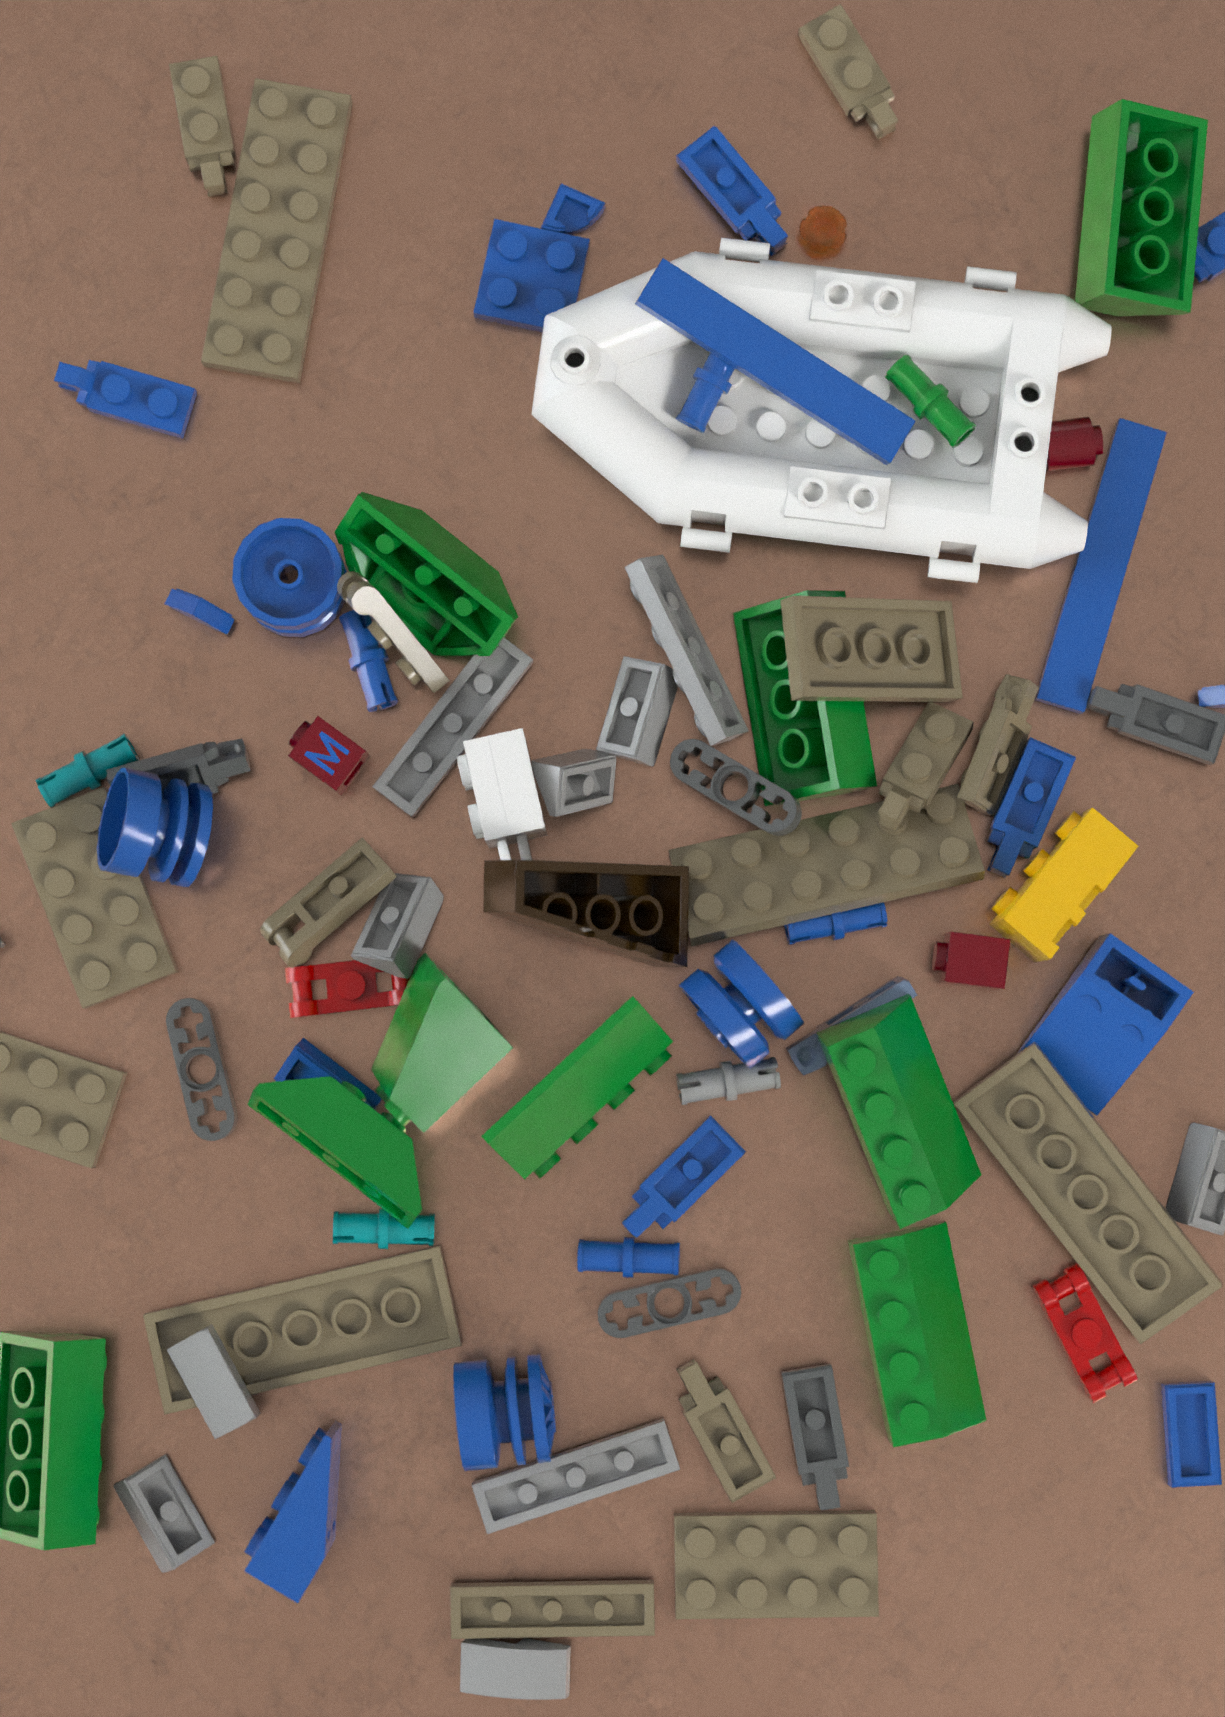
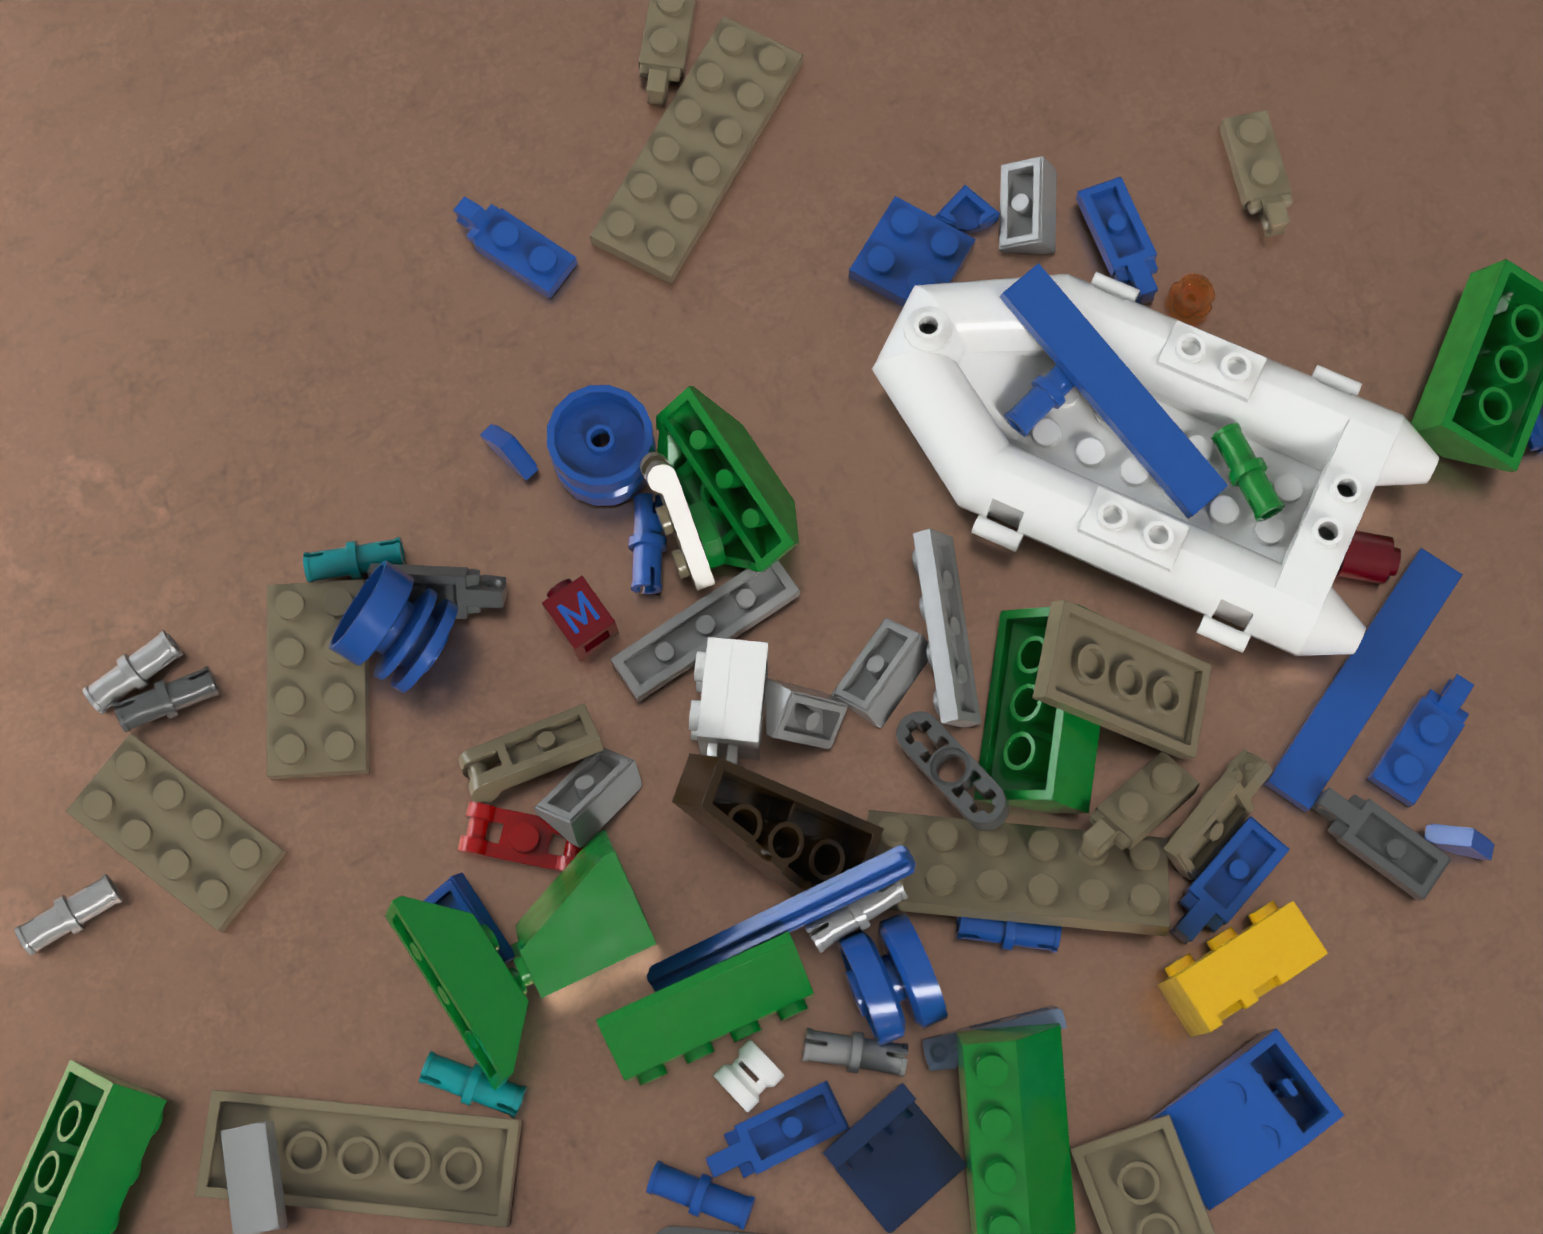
camera: 20 degrees right, 10 degrees down
(182, 1035) = (341, 907): dark grey beam -> none
(425, 634) = (708, 534): none -> green tile
(621, 985) = (786, 916): none -> blue axle
(631, 185) = (1028, 207): none -> light grey slope
(631, 1145) = (740, 1084): none -> white wheel
(688, 954) = (853, 916): none -> light grey pin
(795, 1165) = (894, 1158): none -> dark blue bracket
(972, 960) = (1130, 1013): dark red brick -> none
(1172, 610) = (1422, 742): none -> blue hinge

